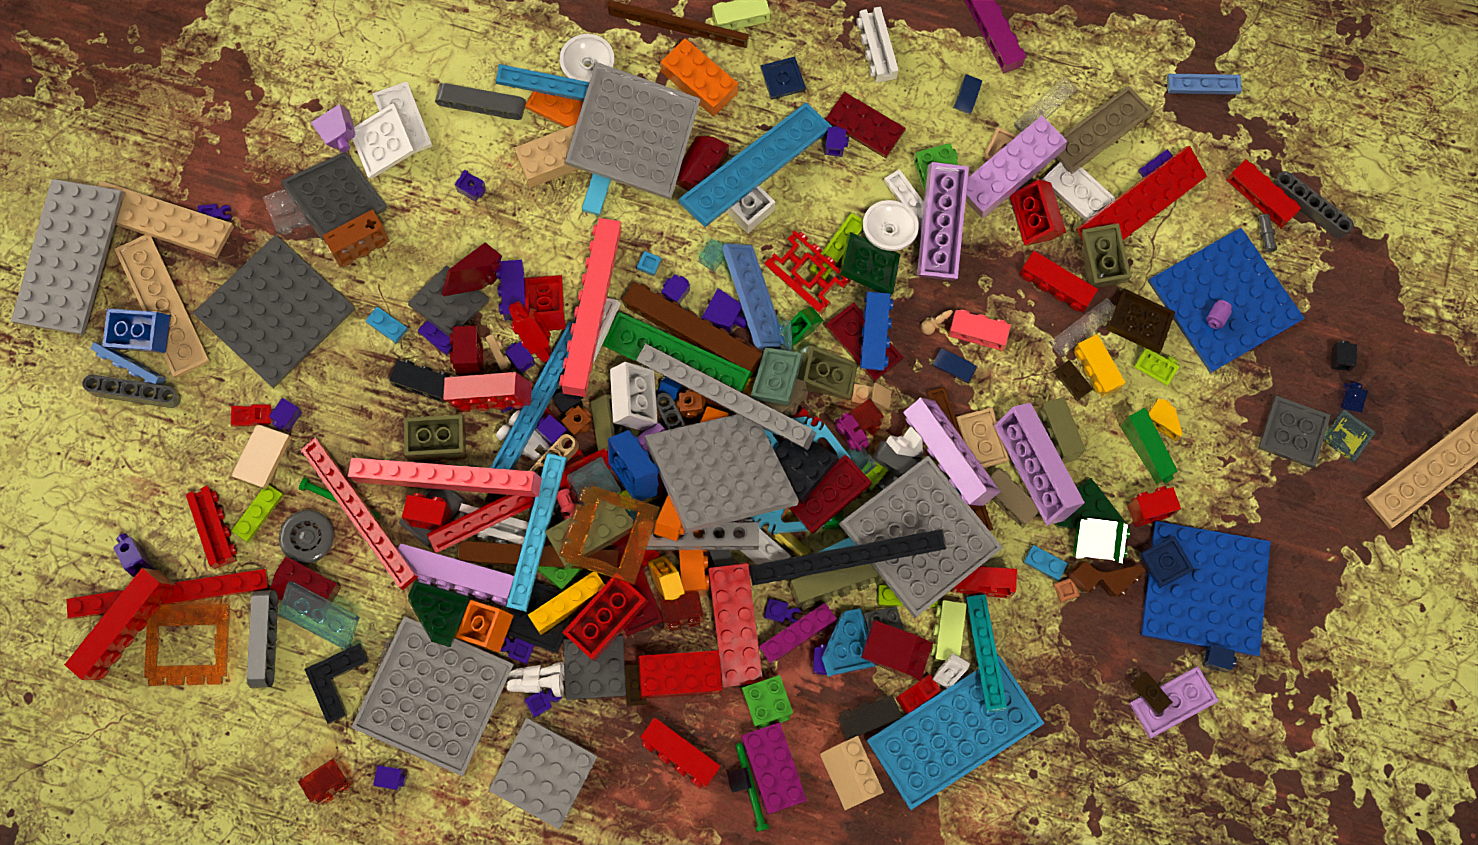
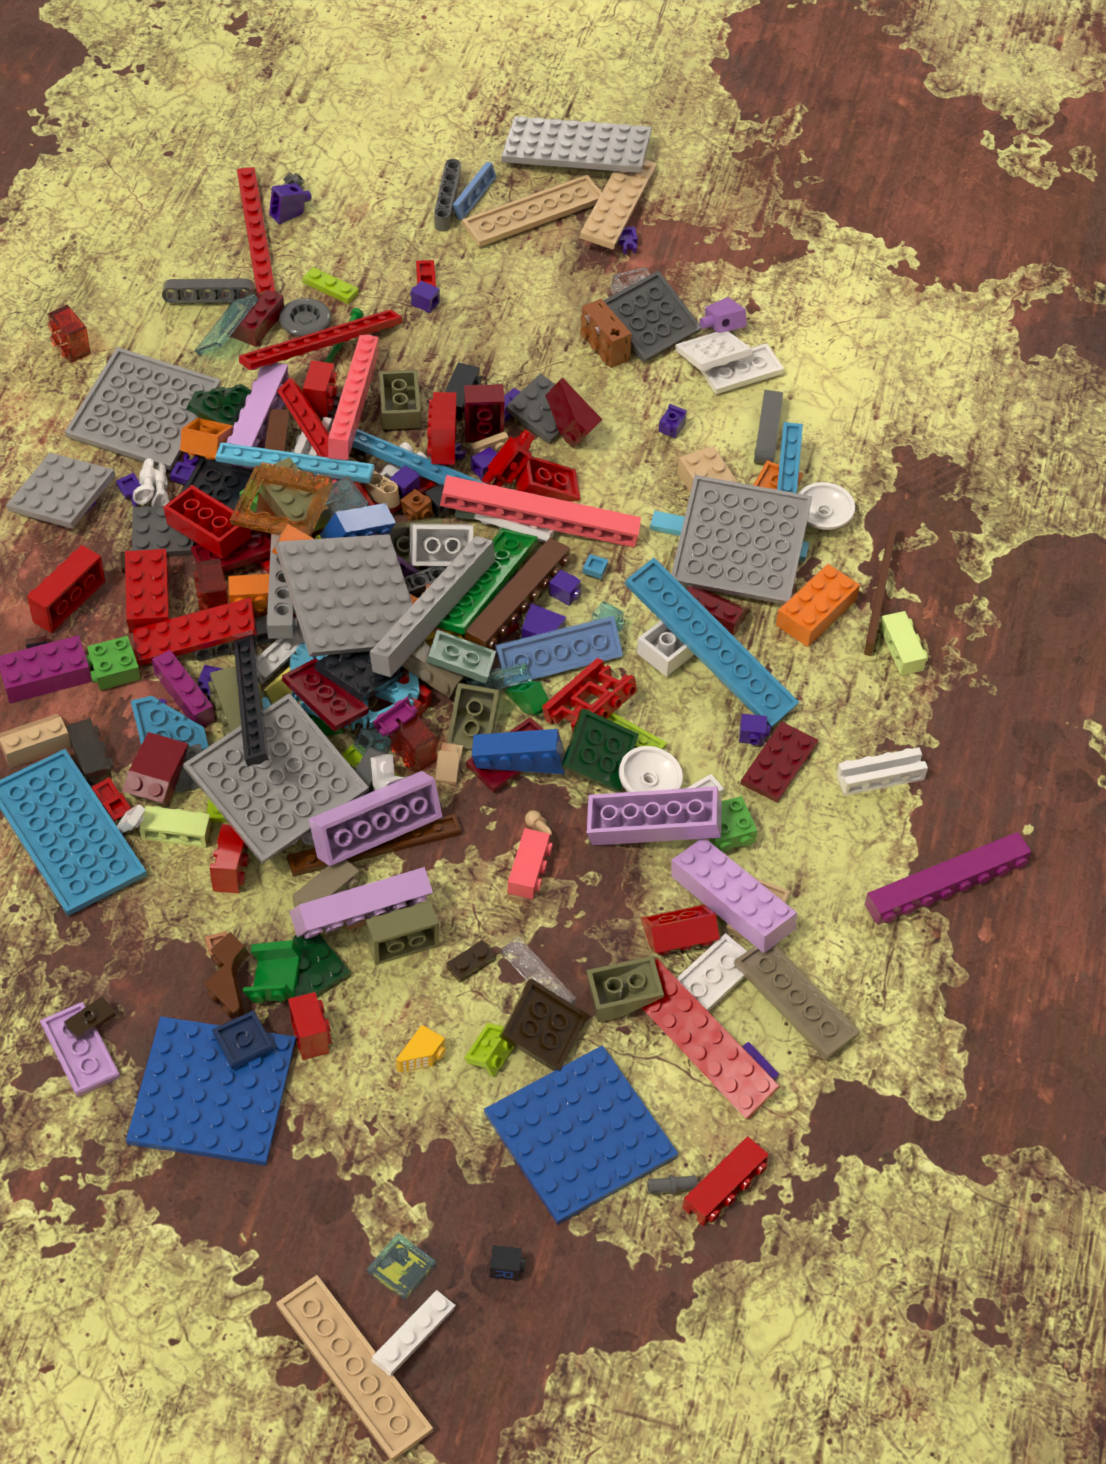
camera: 90 degrees right, 20 degrees down
(101, 553) = (294, 178): none -> dark grey gear
(120, 625) = (224, 191): red brick -> none
(136, 330) = (502, 187): blue brick -> none
(188, 615) = (181, 245): clear orange hinge -> none
(211, 527) = (315, 252): red brick -> none
(261, 456) = (384, 283): tan tile -> none
(274, 311) = (531, 288): dark grey plate -> none
(321, 676) = (165, 333): black plate -> none
(386, 325) = (520, 367): dark azure plate -> none
(389, 778) = (69, 381): dark purple brick -> none
(512, 285) = (569, 453): dark purple brick -> none
(566, 603) = (216, 485): yellow brick -> none
(666, 578) = (239, 561): yellow brick -> none
(782, 78) = (829, 685): dark blue tile -> none
(954, 365) = (484, 838): dark blue slope -> none
(968, 94) = (829, 859): dark blue slope -> none
(982, 438) = (398, 861): tan tile -> none
(986, 653) = (147, 853): teal plate -> none
(1045, 563) = (252, 924): dark azure plate -> none
(1047, 104) = (826, 944): clear plate -> none
(1058, 281) = (592, 945): red brick -> none
(1099, 366) = (487, 984): yellow brick -> none
(1149, 446) = (385, 1027): green slope -> none
(1204, 84) = (875, 1121): medium blue plate -> none
(1219, 314) = (553, 1109): medium lavender brick -> none
(1219, 658) = (124, 1094): dark blue brick -> none
(1294, 431) = (405, 1198): dark grey plate -> none
(1322, 206) = (711, 1249): dark grey beam -> none
(1354, 397) = (452, 1272): clear blue bracket -> none
(1406, 424) = (413, 1333): none -> white plate

